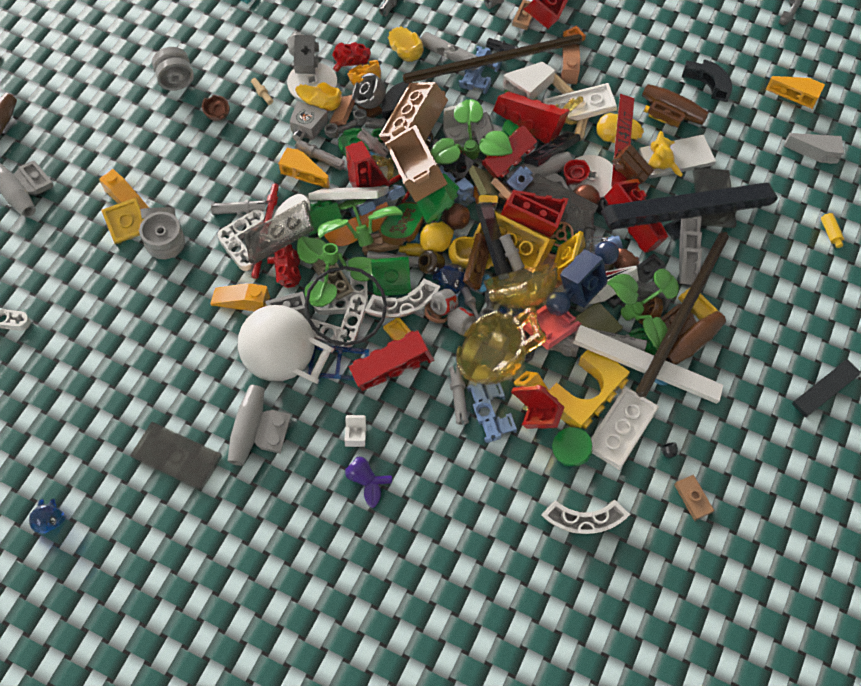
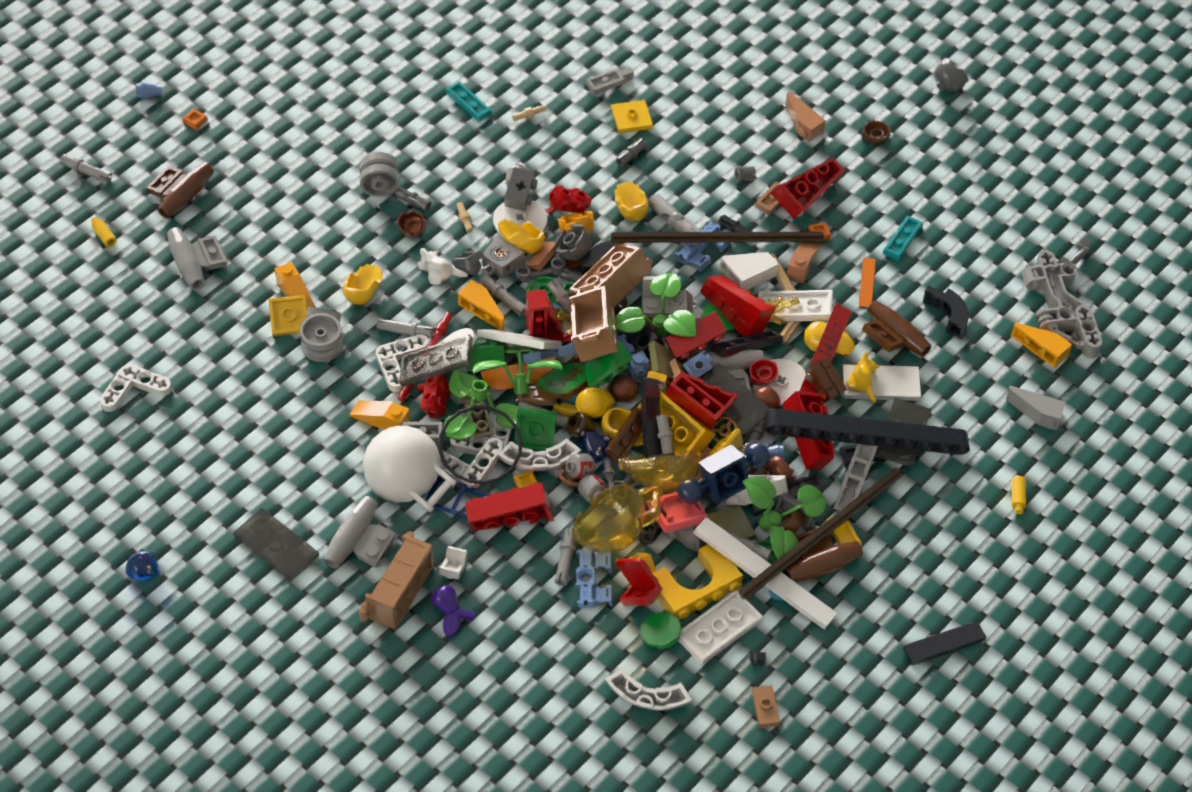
camera: 15 degrees right, 10 degrees down
(186, 175) = (362, 285): none -> yellow hair
(200, 82) = (422, 204): none -> dark grey pin
(252, 143) = (438, 268): none -> white animal
(279, 130) = (469, 261): none -> dark grey tile
(311, 467) = (399, 583): none -> medium nougat container
(629, 70) = (867, 282): none -> orange sticker
(645, 25) = (902, 238): none -> teal tile
(802, 55) = (1064, 310): none -> light grey beam

